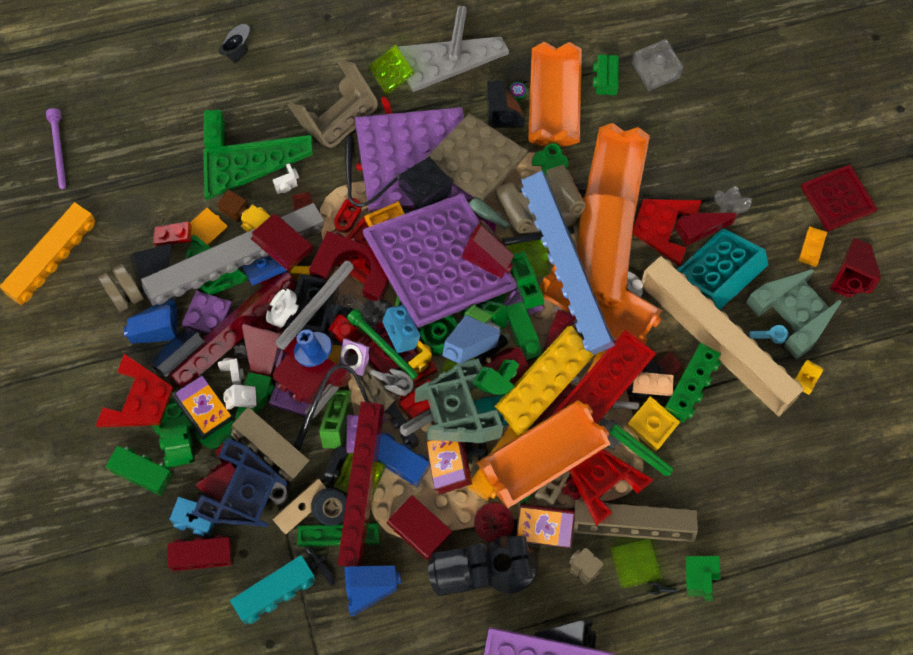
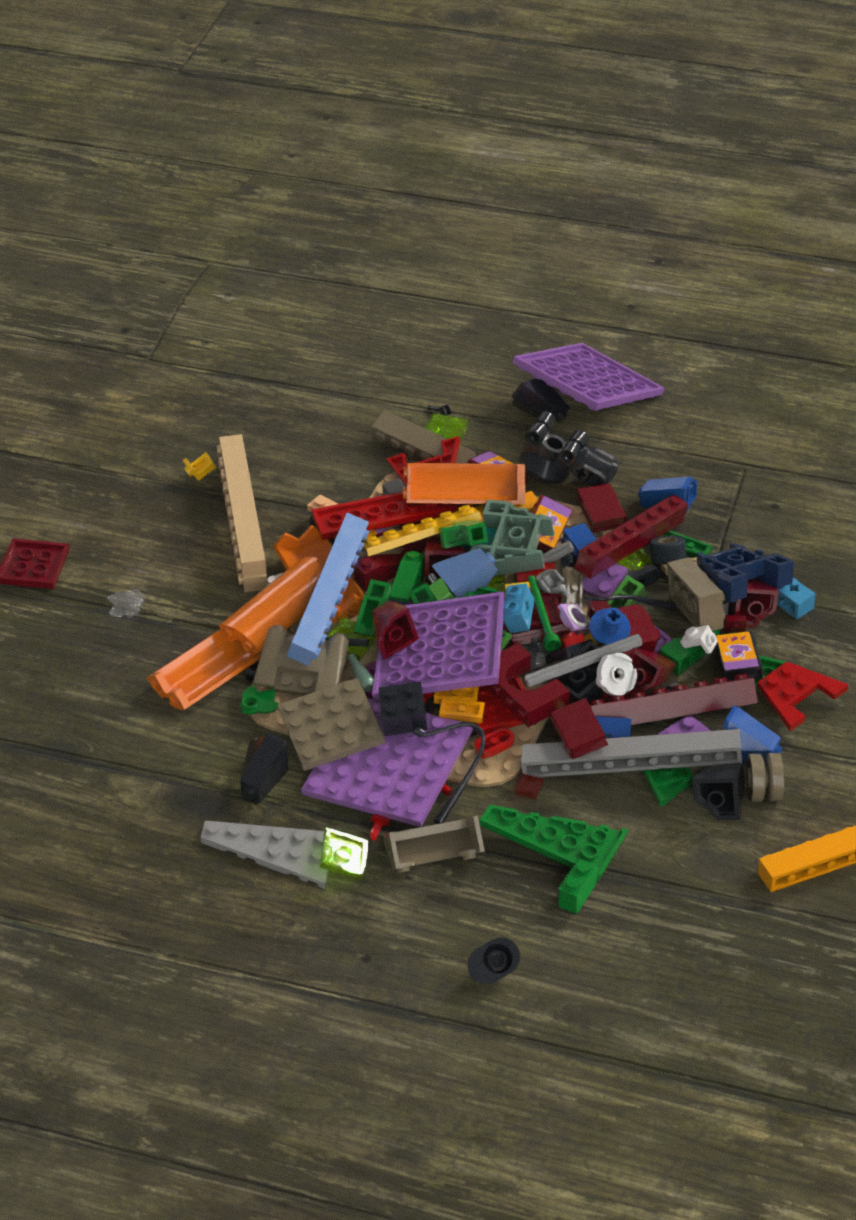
camera: 145 degrees left, 25 degrees down
(54, 116) = (750, 992): medium lavender piece -> none
(139, 470) = (824, 645): green brick -> none
(172, 234) = (682, 813): red plate -> none
(176, 352) = (749, 699): black piece -> none
(177, 446) = (778, 638): green brick -> none
(199, 553) = (809, 571): dark red brick -> none
(207, 226) = (643, 813): light orange piece -> none
(232, 205) = (603, 809): reddish brown brick -> none
(232, 365) = (690, 674): white bracket -> none
(253, 218) = (588, 785): yellow brick -> none
(273, 590) = (752, 526): teal brick -> none
(286, 182) = (535, 804): white bracket -> none
(318, 562) = (701, 530): black piece -> none
(457, 33) = (243, 857): light grey axle -> none
(484, 524) = (539, 488): dark red plate -> none
(518, 90) = (230, 782): tile -> none
(555, 95) = (198, 756): orange cylinder -> none
(585, 566) = (488, 430): dark tan brick -> none
(606, 74) = (131, 749): green brick -> none
(641, 450) = (380, 472): green axle -> none
(652, 424) = (352, 489): yellow plate -> none
(657, 65) = (77, 728): clear brick -> none
(657, 222) = (201, 621): red wing -> none
(670, 364) = (299, 524): clear red tile -> none
(692, 382) = (291, 502): green brick -> none
(700, 225) = (173, 595): dark red slope -> none
(700, 573) = (404, 393): green plate -> none
(724, 266) = (189, 559): teal slope -> none
(777, 334) = (190, 503): medium azure plate -> none
(797, 306) = (153, 506): sand green wedge -> none
(812, 246) = (93, 546): light orange plate -> none
(857, 270) = (79, 507): dark red slope -> none

